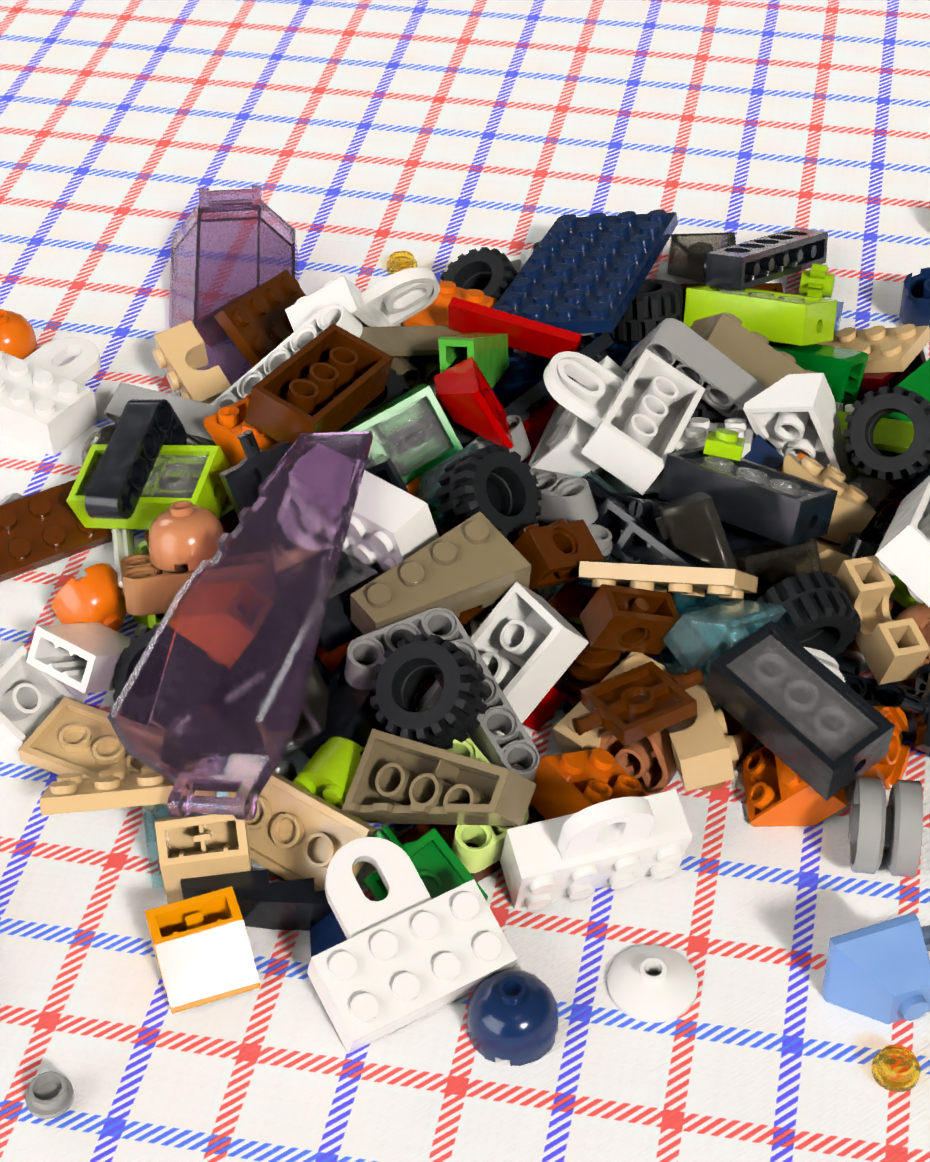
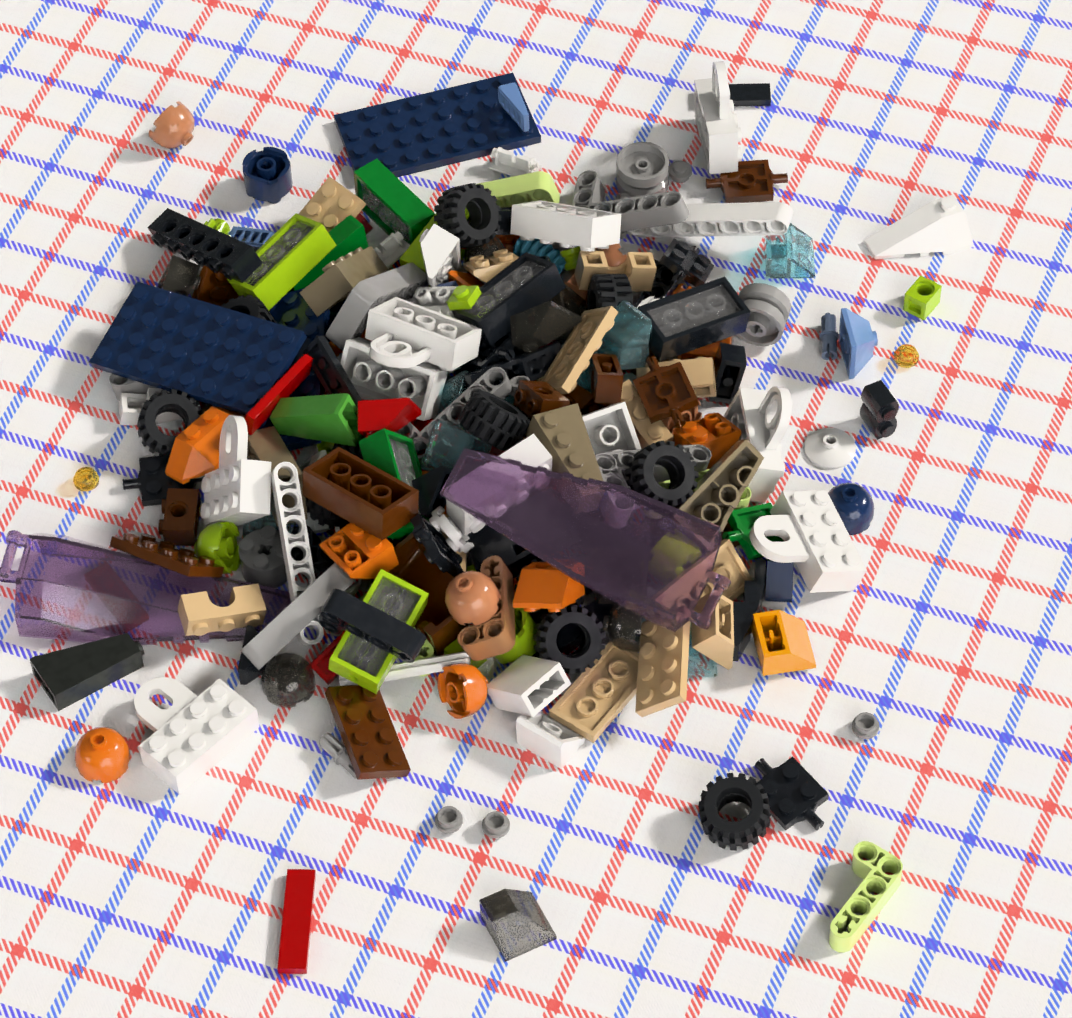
camera: 80 degrees left, 10 degrees up
(118, 306) = (86, 668): none -> pearl dark grey slope
(728, 1021) = (879, 409): none -> black brick
(745, 799) = (729, 370): none -> black slope

